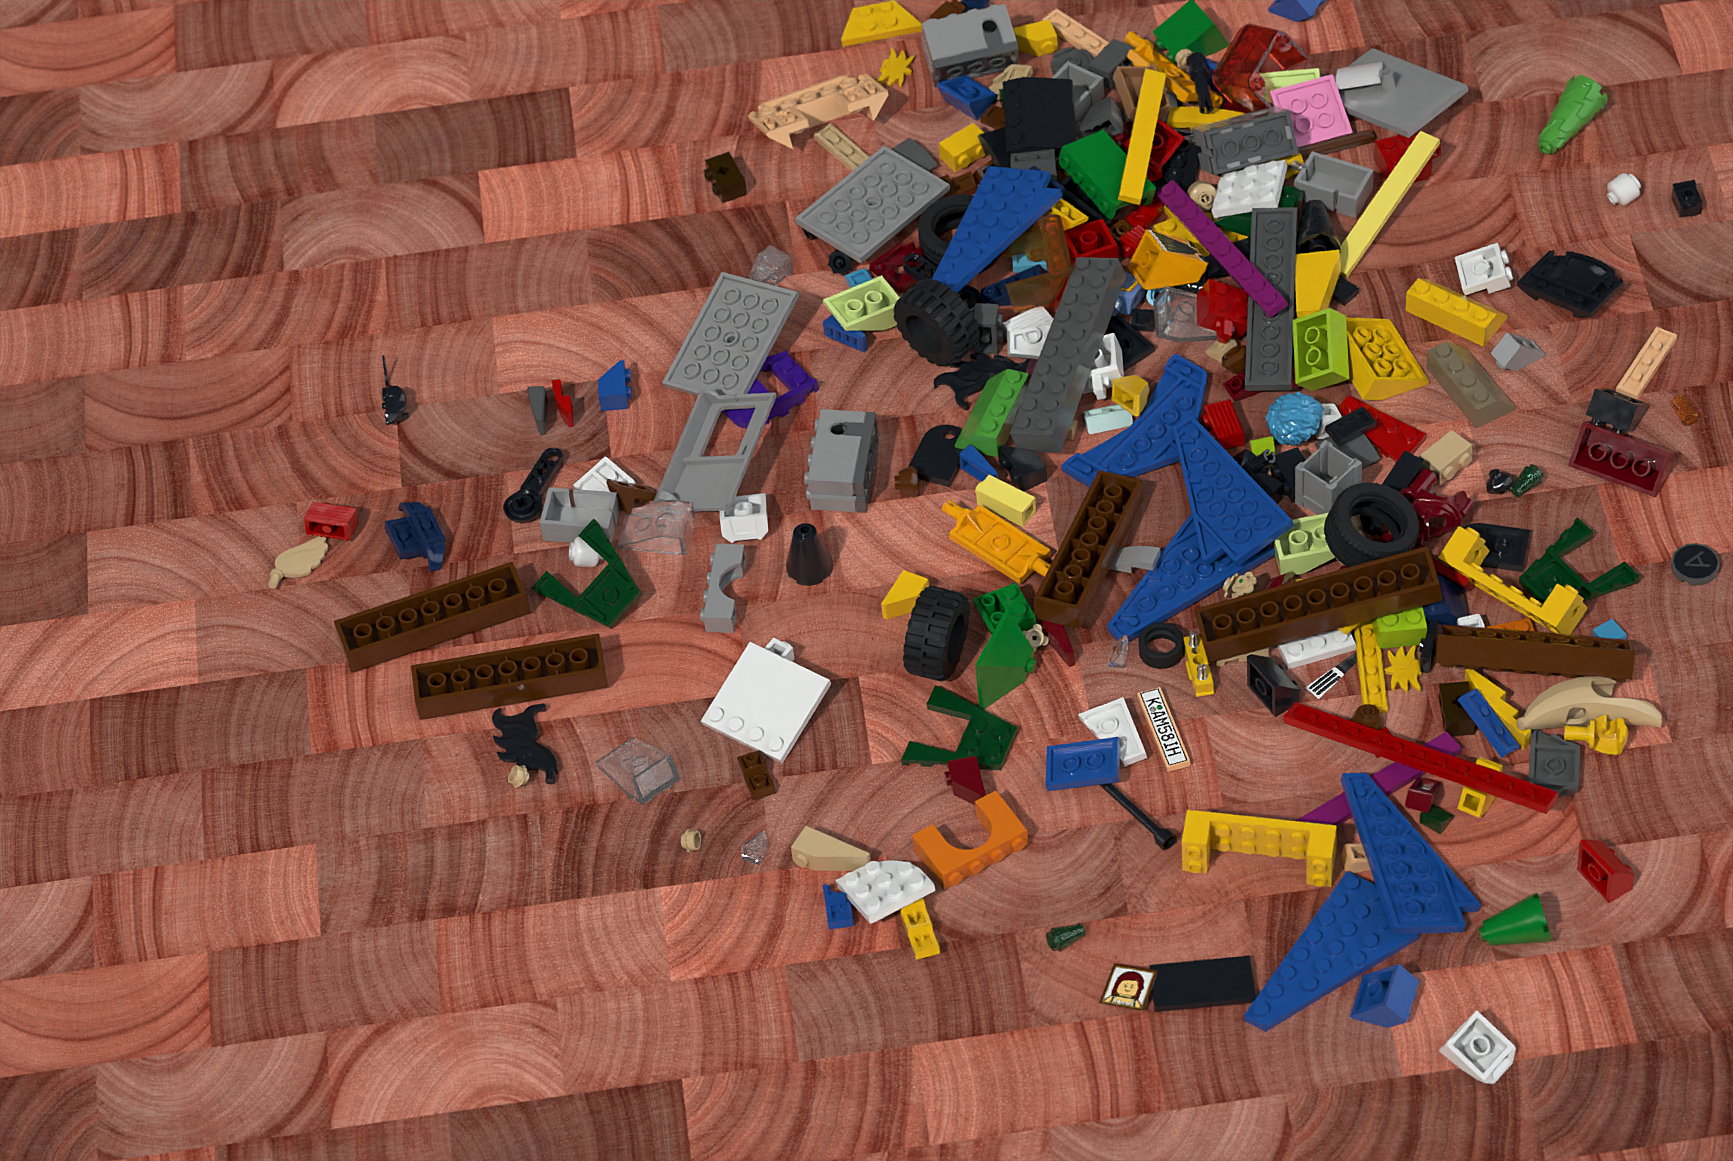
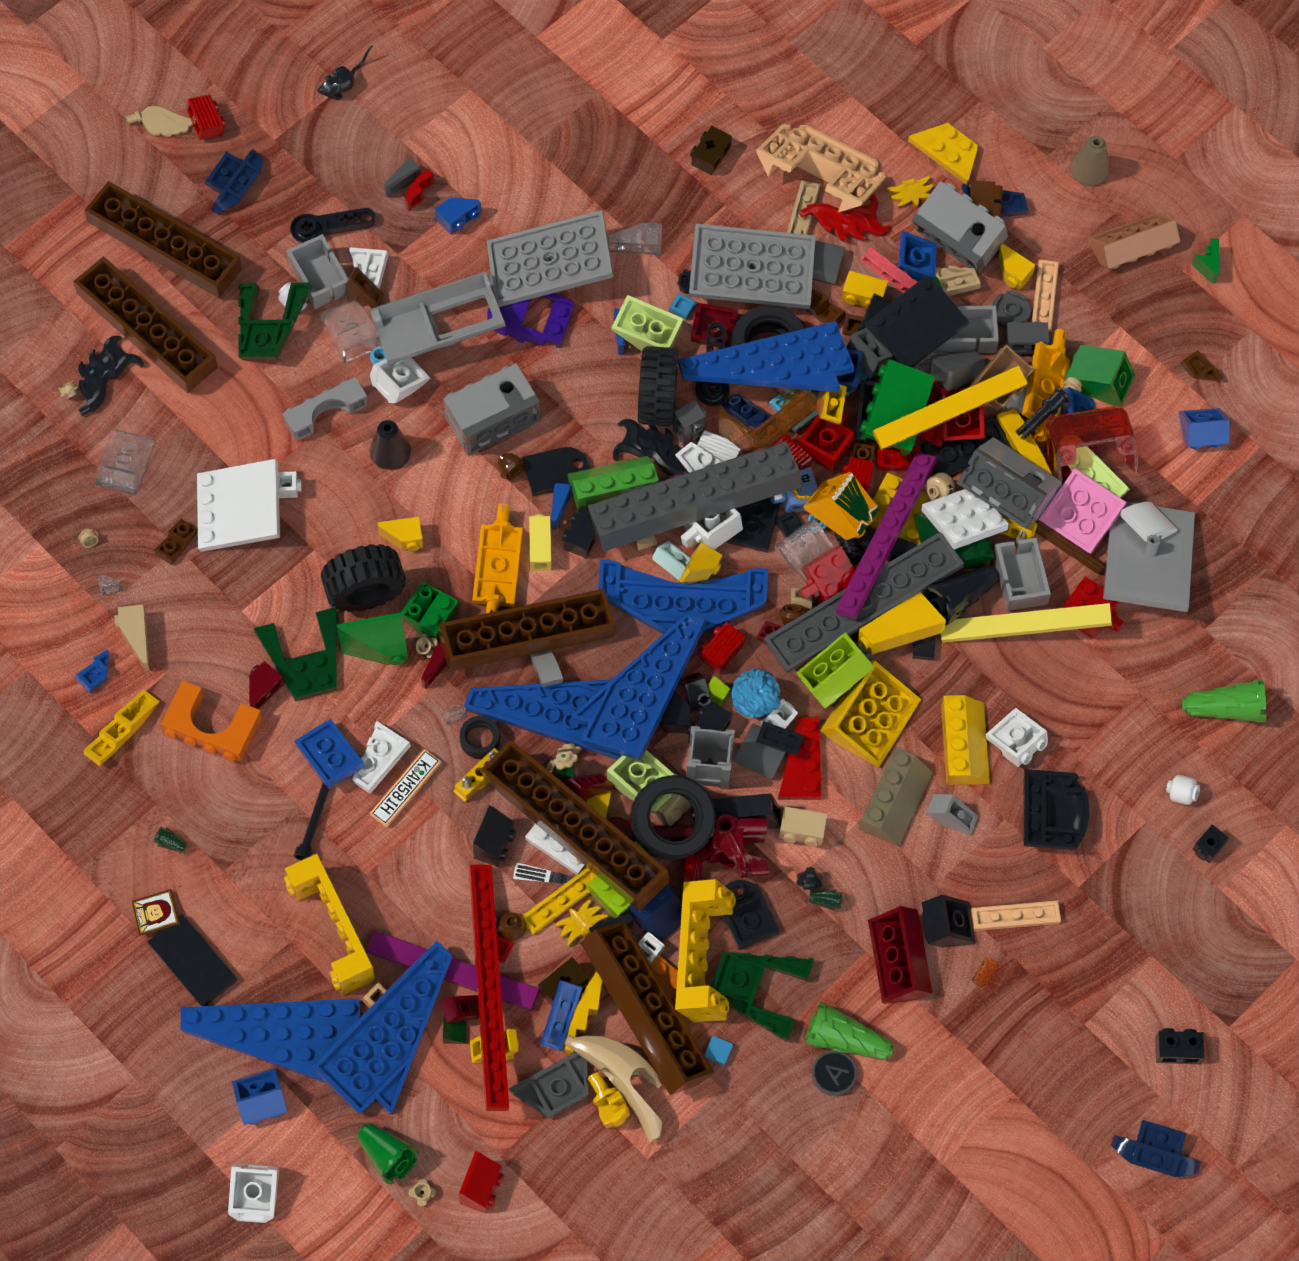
camera: 45 degrees right, 15 degrees up
(707, 521) = (378, 351): none -> medium azure plate
(884, 887) = (126, 692): white plate -> none
(886, 125) = (849, 222): none -> red piece
(969, 114) = (887, 270): none -> coral piece
(1576, 917) = (422, 1186): none -> tan plate
(1662, 534) = (844, 1034): none -> bright green cone

